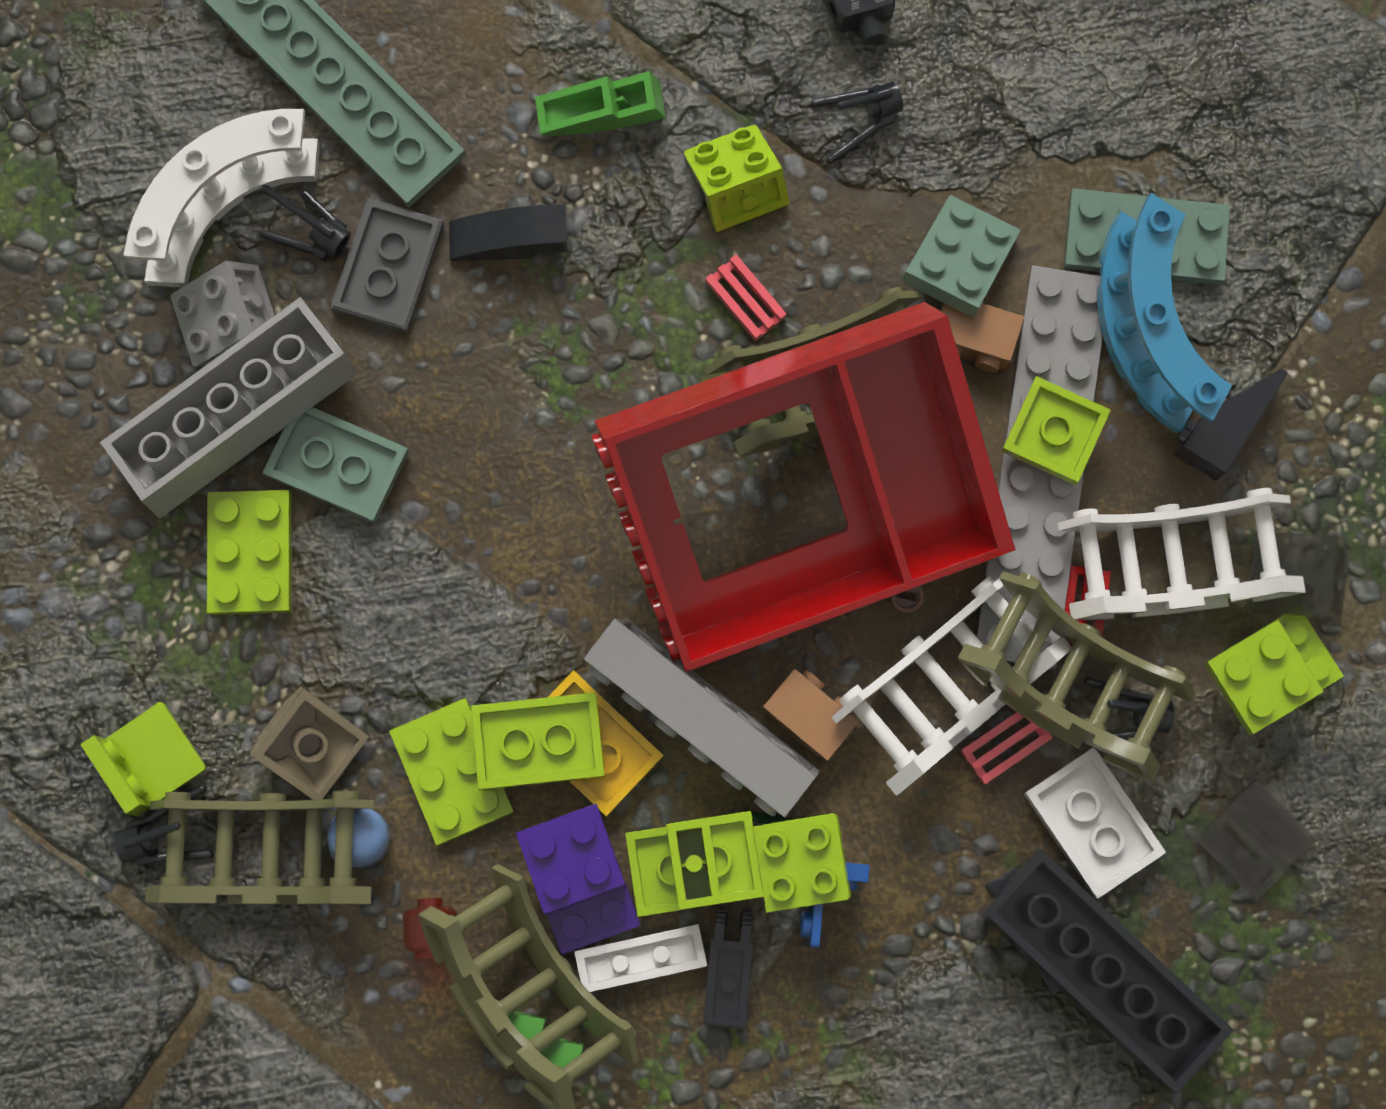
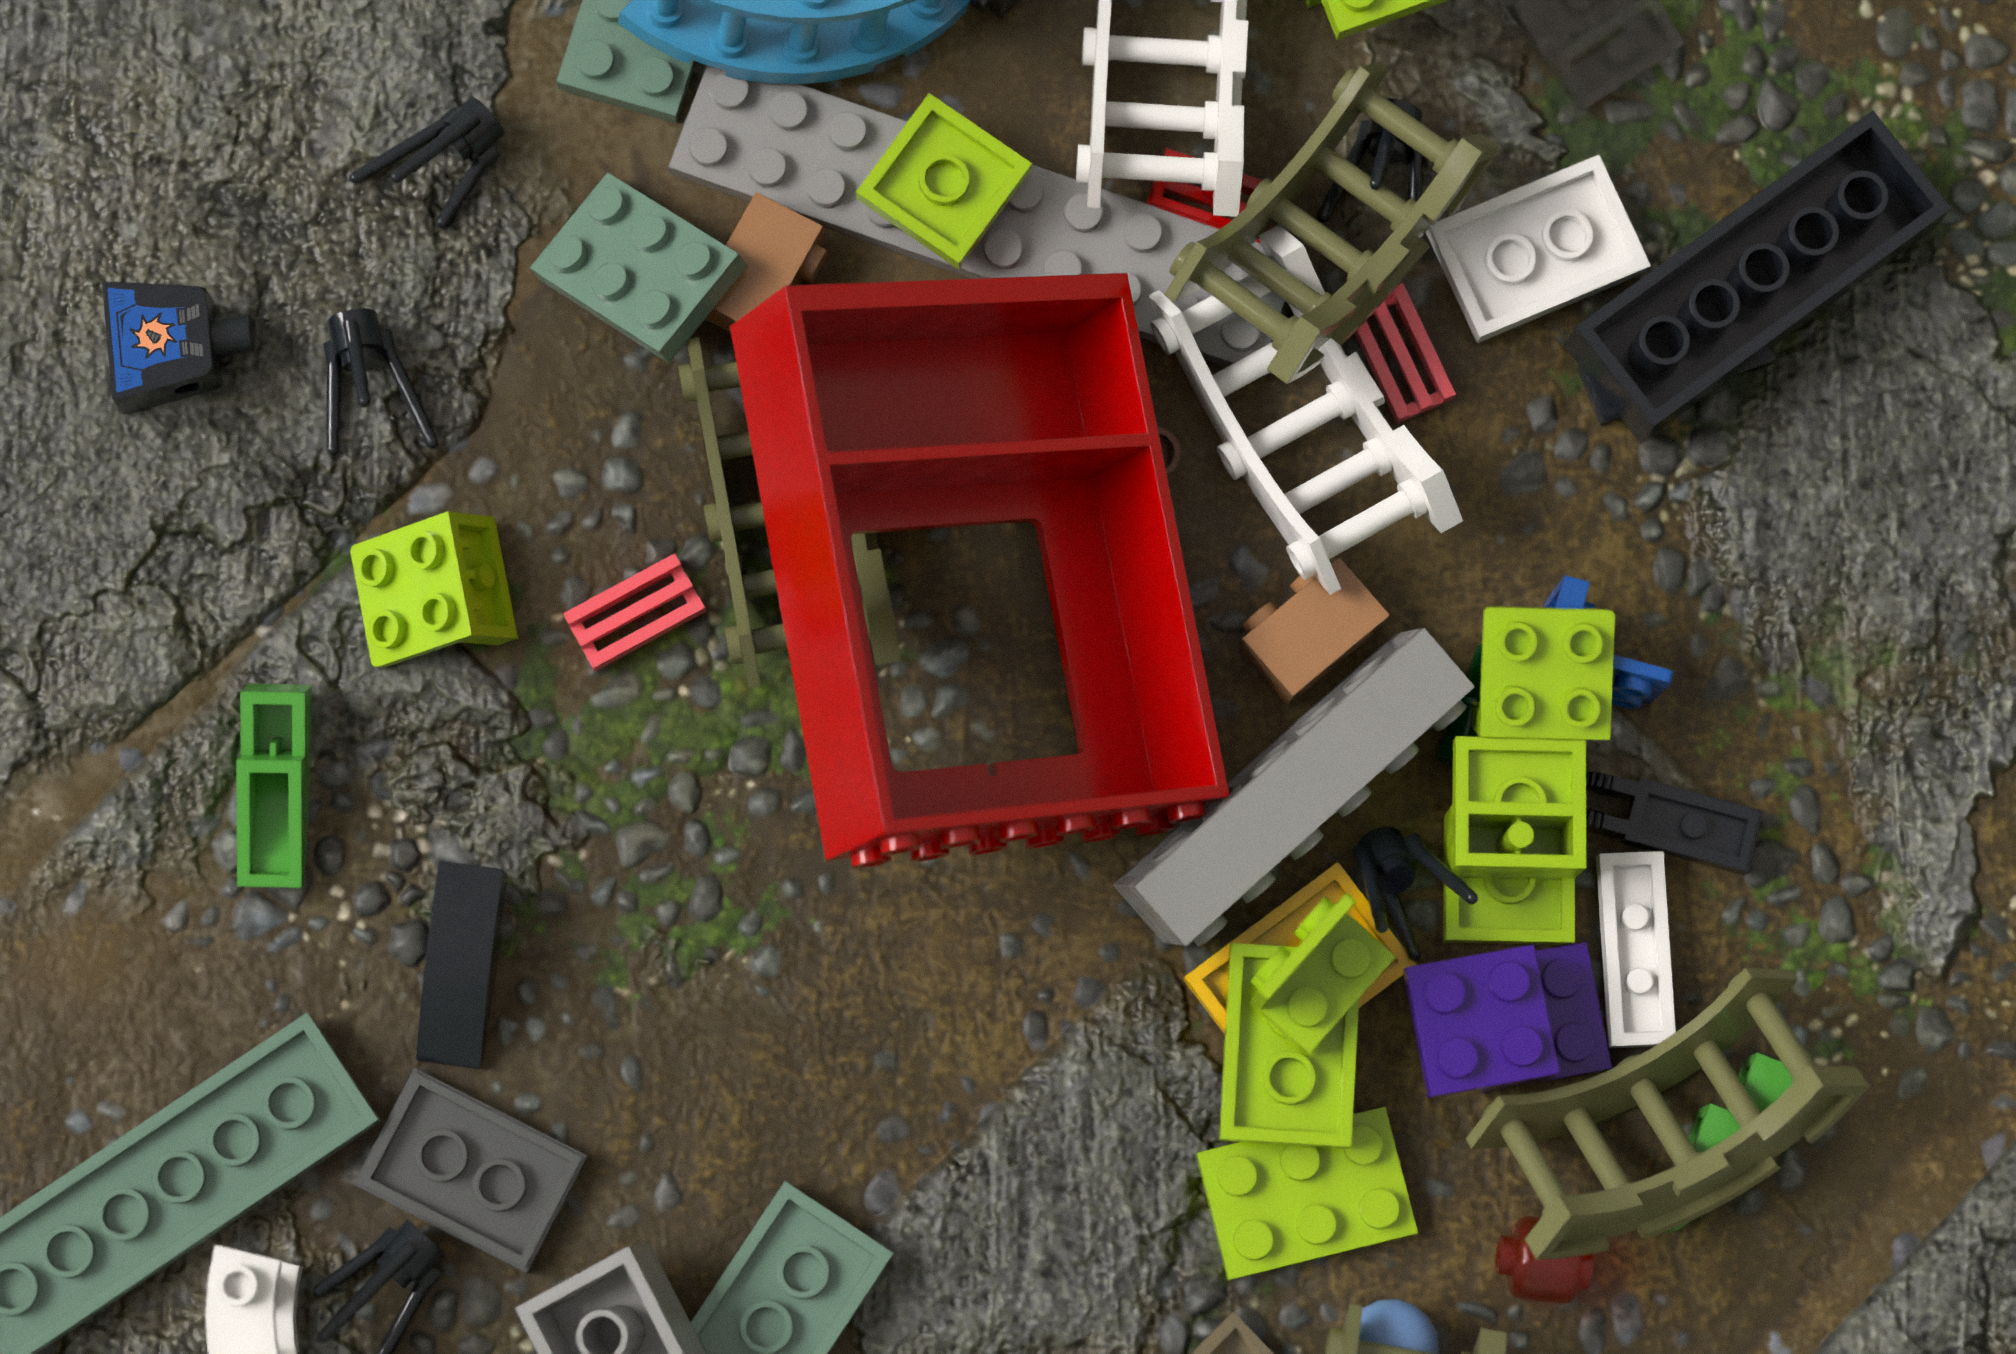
camera: 85 degrees left, 0 degrees up
(581, 749) = (1323, 977): none -> lime bracket
(668, 788) = (1390, 868): none -> black plant
(1028, 140) = (465, 134): none -> black plant

